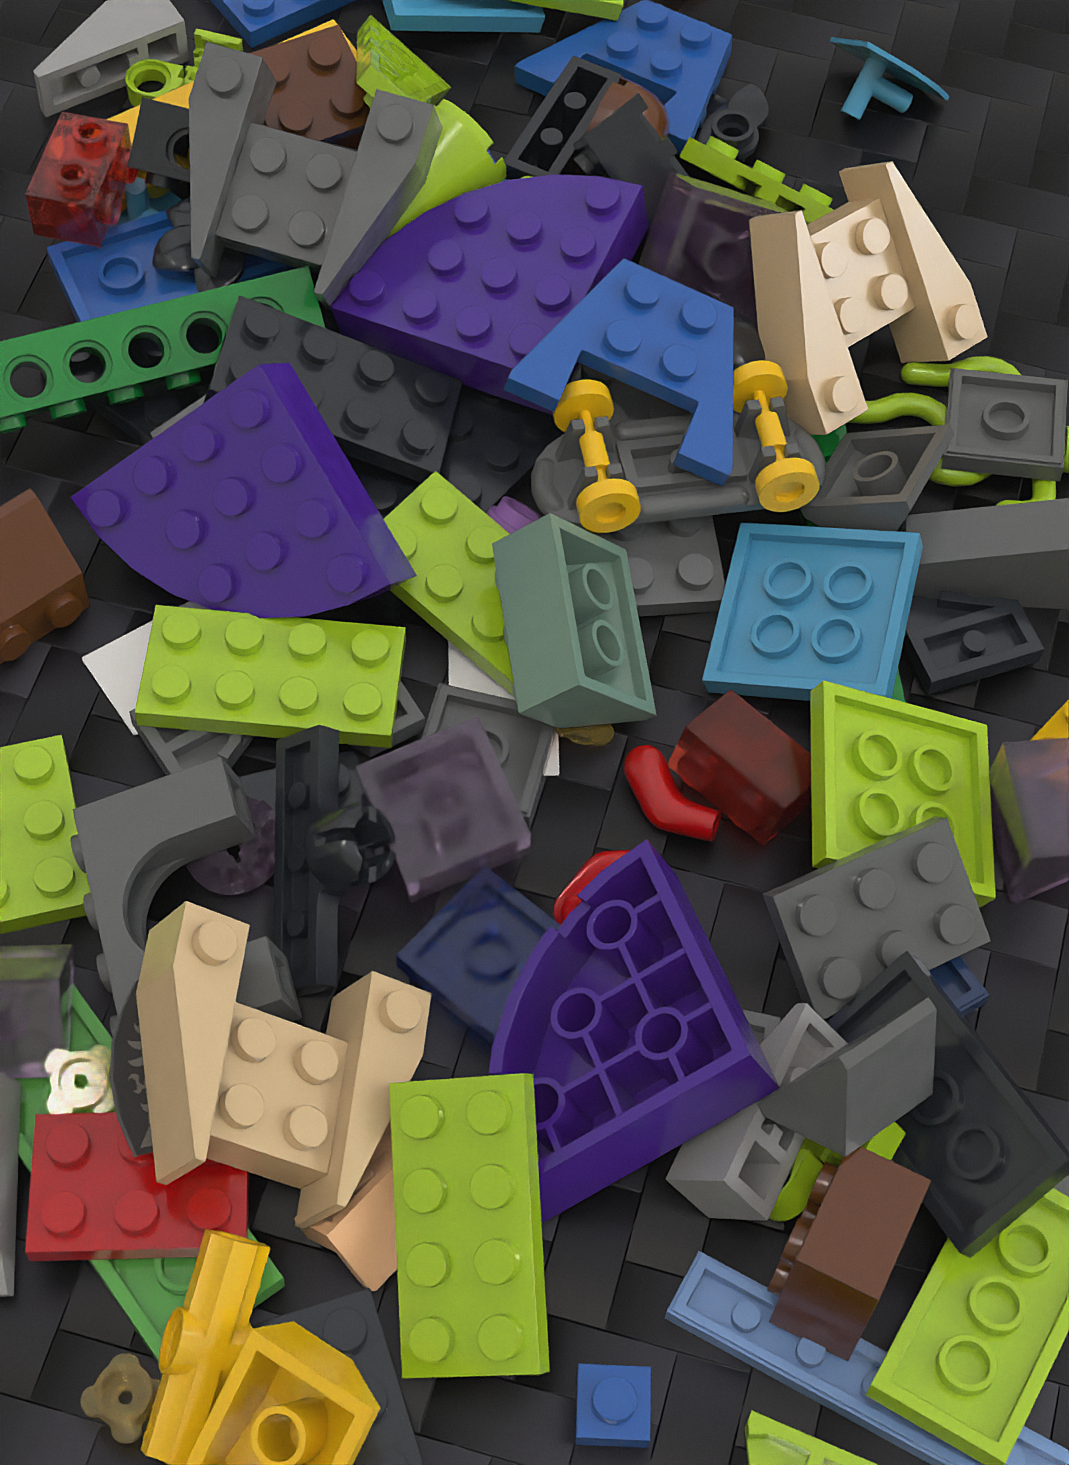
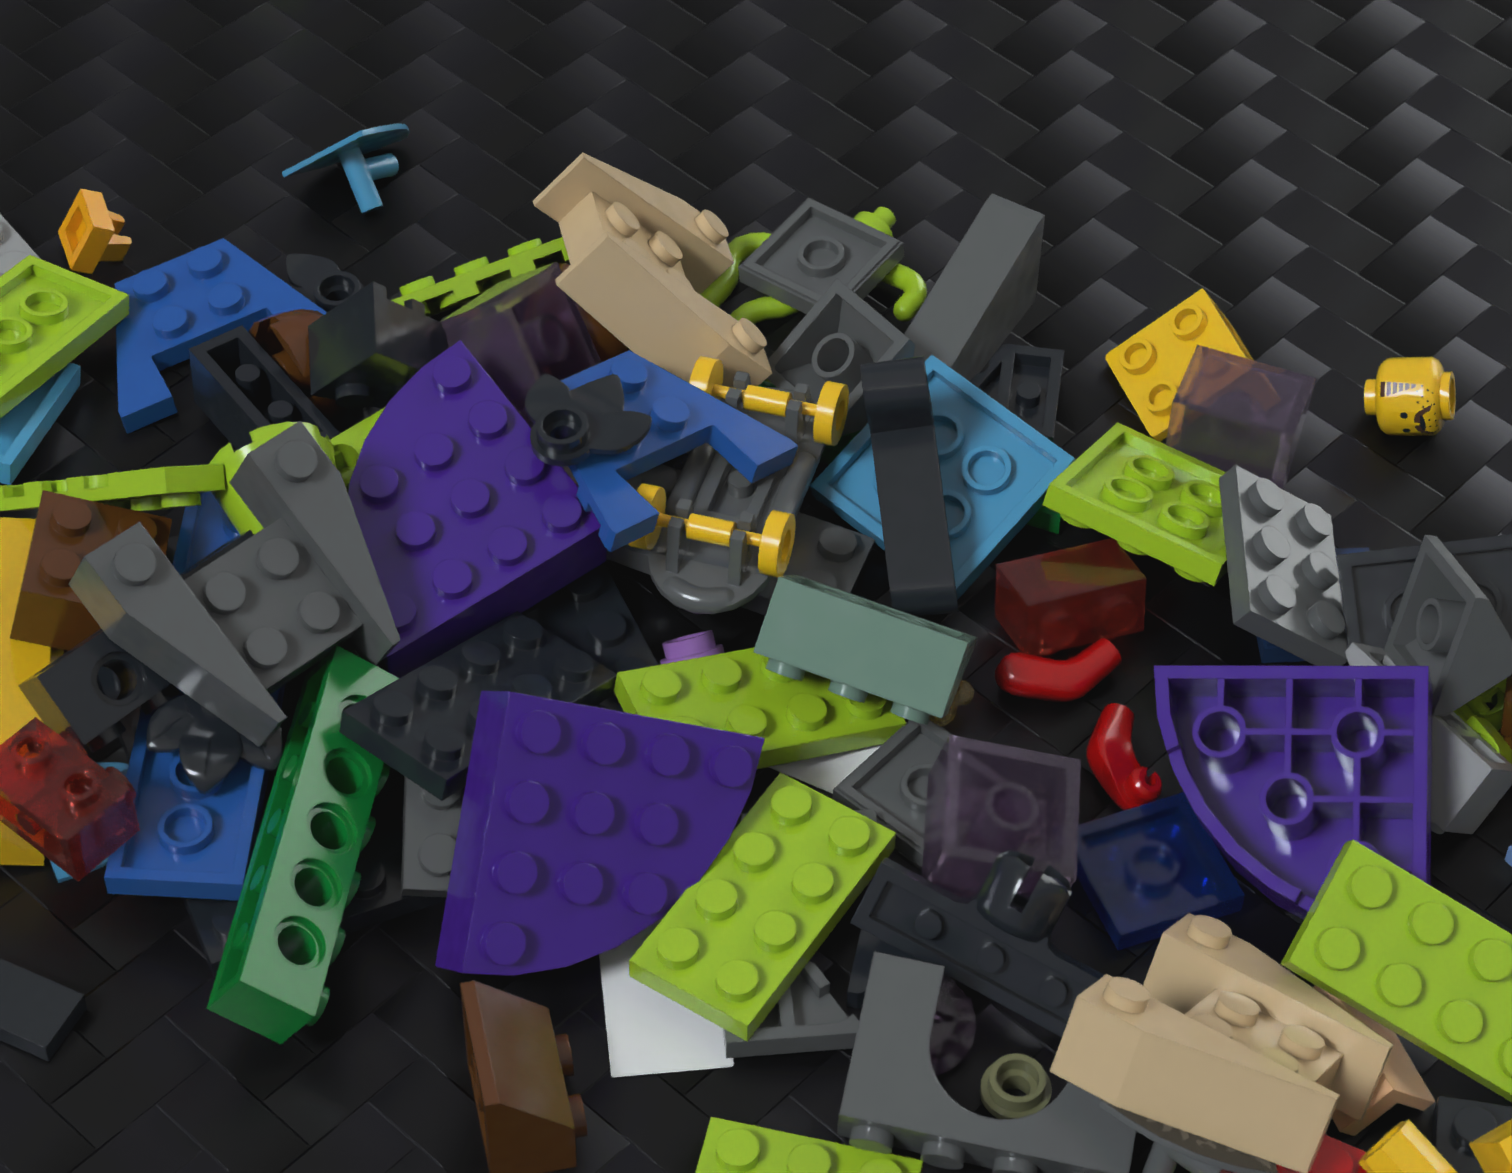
camera: 60 degrees left, 10 degrees down
(602, 296) = (581, 420): none -> black plate
(762, 586) = (909, 486): none -> black beam

